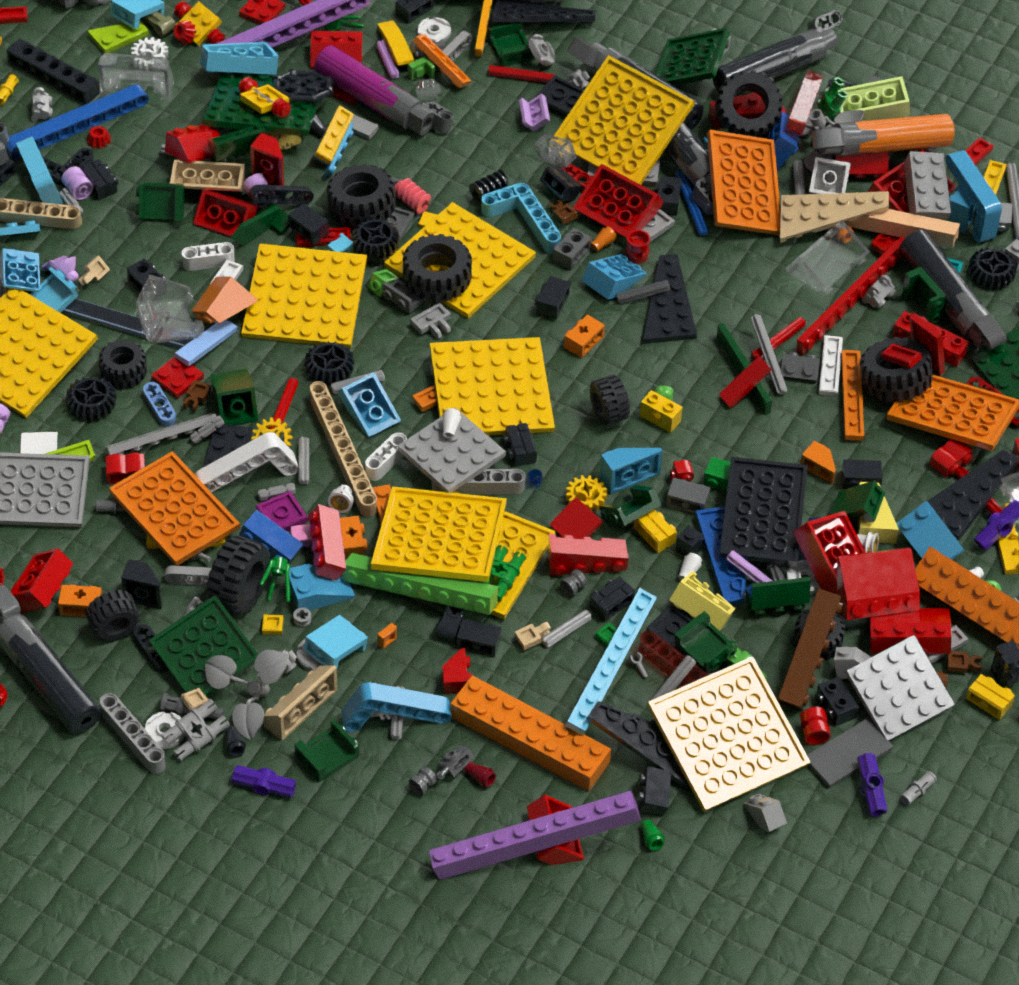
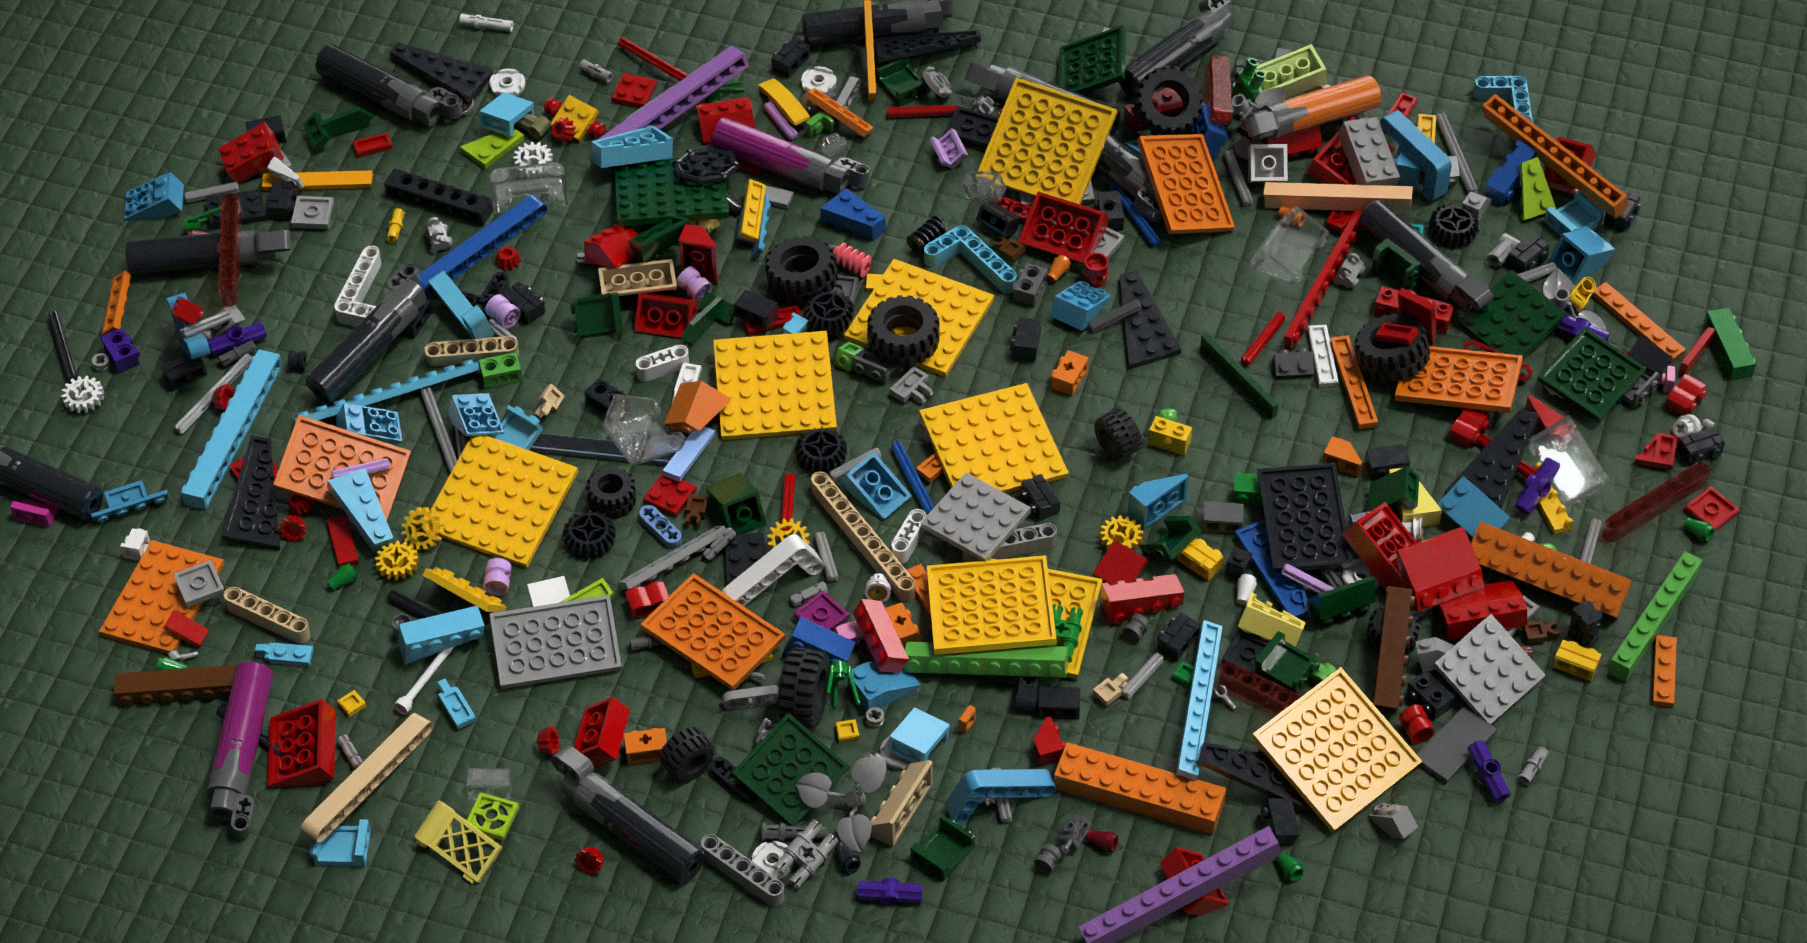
camera: 10 degrees left, 0 degrees up
(58, 235) = (500, 370): none -> bright green brick
(65, 265) = (518, 399): lavender hair -> none
(142, 584) = (707, 715): black slope -> none
(194, 699) = (795, 823): tan tile -> none
(264, 98) = (673, 186): plate -> none
(281, 198) = (742, 282): black beam -> none
(407, 403) = (912, 477): none -> blue axle
(427, 155) = (853, 214): none -> blue wedge
(450, 422) = (968, 487): white cone -> none
(532, 477) = (1061, 527): clear blue hinge -> none
(676, 677) = (1266, 706): light grey axle -> none
(682, 470) = (1209, 492): red plate -> none
(745, 381) = (1246, 389): red tile -> none
(768, 354) = (1260, 356): light grey axle -> none
(823, 211) = (1269, 199): tan wing -> none

